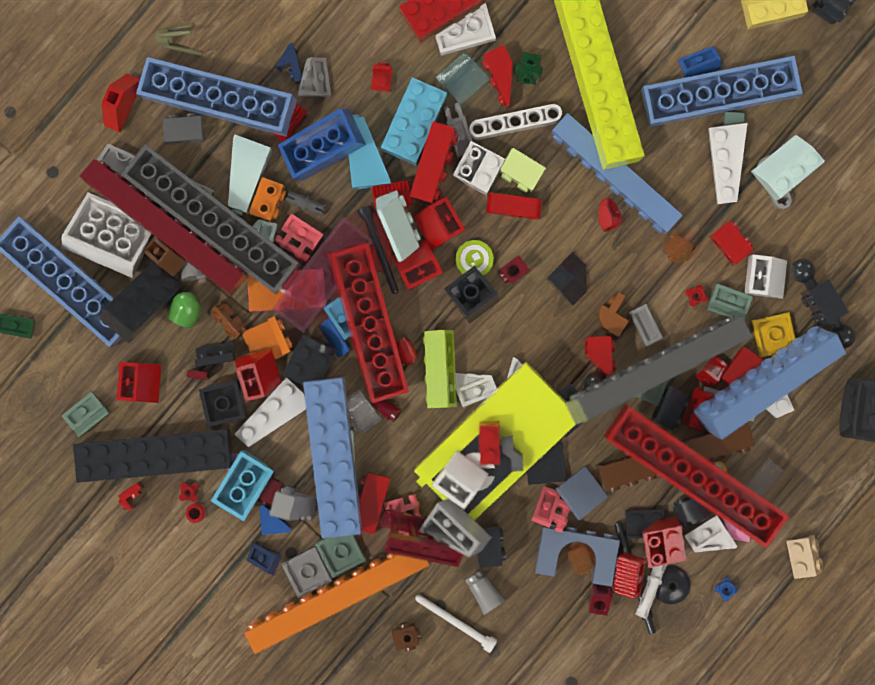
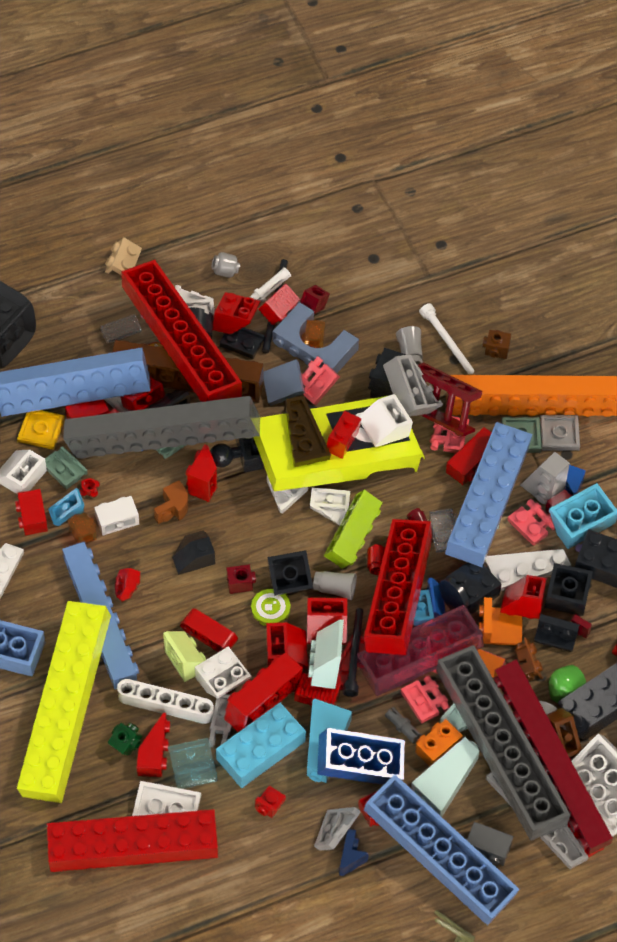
camera: 155 degrees left, 30 degrees down
(119, 101) = (537, 900): red slope -> none
(264, 558) = (592, 454): dark blue slope -> none
(291, 457) = (527, 525): none -> coral plate
(429, 307) = (336, 583): none -> light grey plant
(509, 450) = (327, 419): dark grey piece -> none
(523, 423) = (305, 437): none -> dark brown wing
(645, 325) = (148, 486): light grey tile -> none
(655, 278) = (116, 515): none -> white brick
(682, 586) = (239, 284): black dish -> none
(703, 260) = (67, 507): none -> dark azure slope
(704, 597) = (225, 264): none -> light grey head
(731, 589) = (202, 260): blue plate -> none

